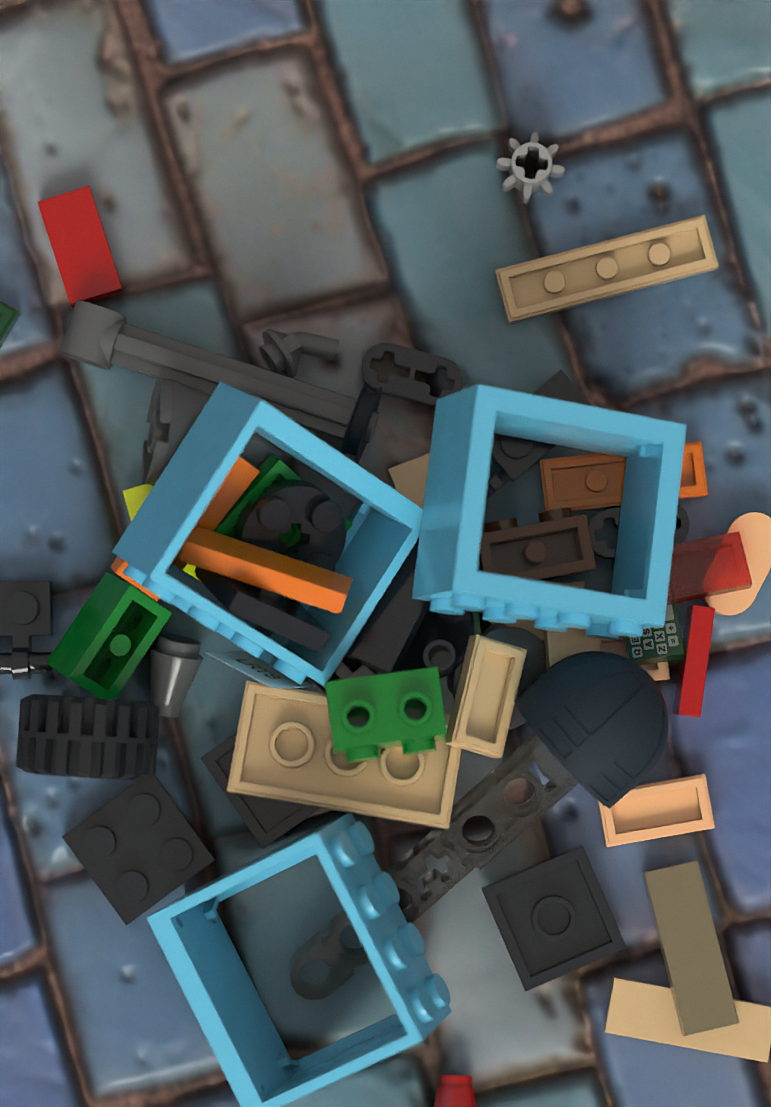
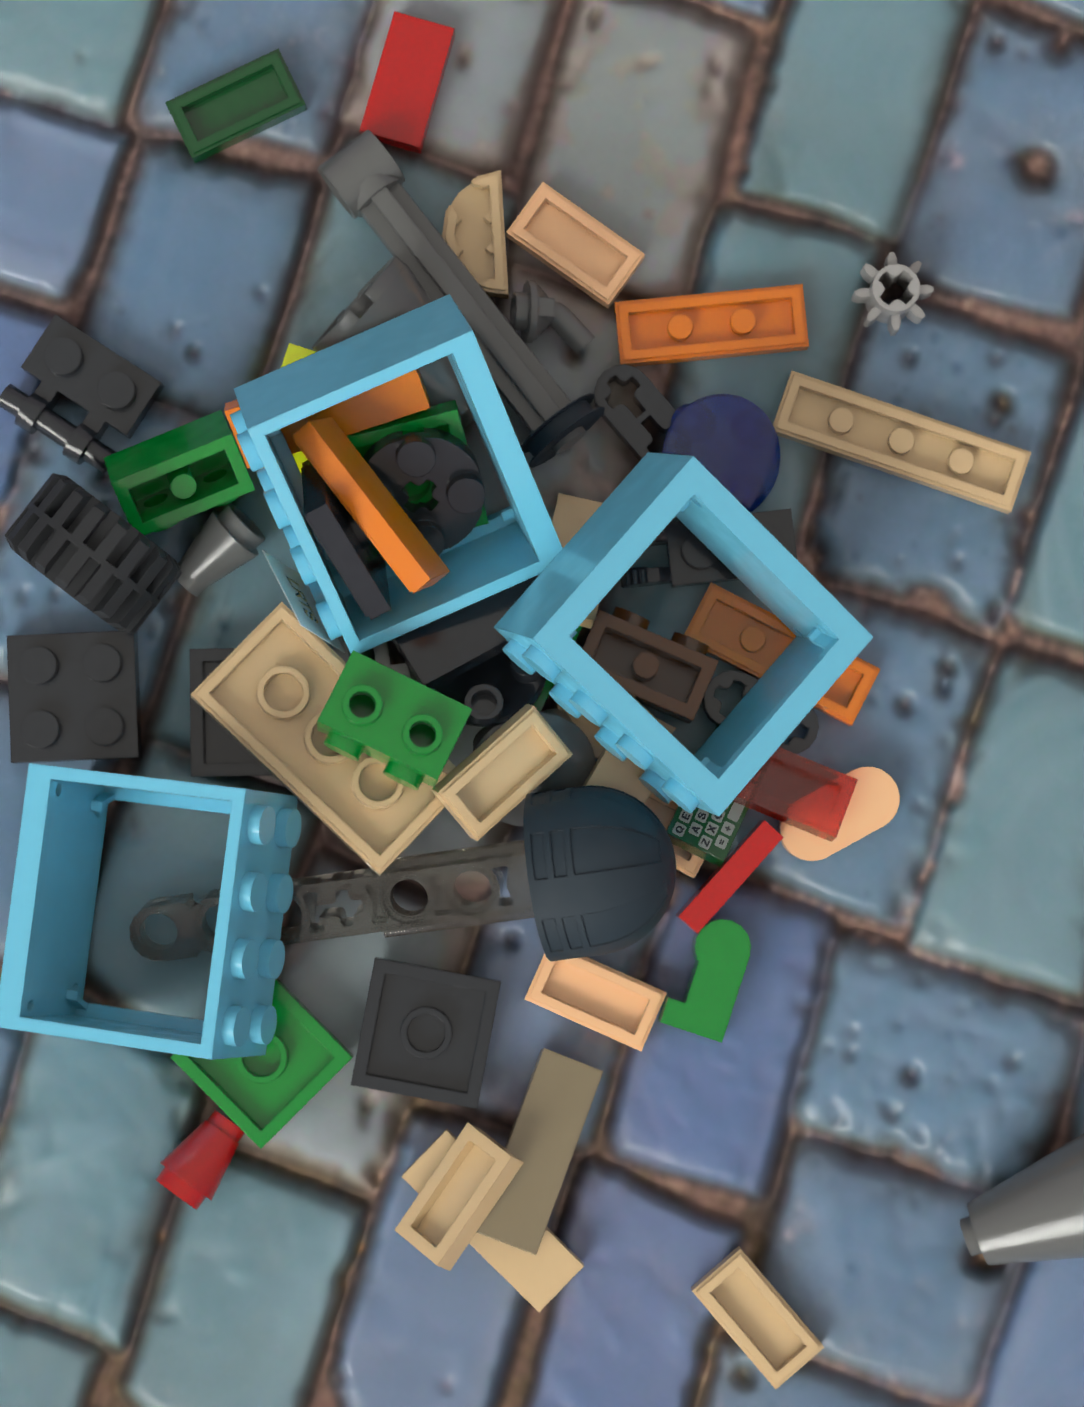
camera: 30 degrees right, 0 degrees up
(203, 320) = (477, 232): none -> tan tile
(279, 283) = (575, 245): none -> light nougat tile
(415, 276) = (711, 325): none -> orange tile
(472, 1032) = (272, 1088): none -> green plate
(486, 352) = (731, 442): none -> clear blue dish
(656, 1019) = (458, 1196): none -> tan tile
(734, 745) = (714, 983): none -> green leg

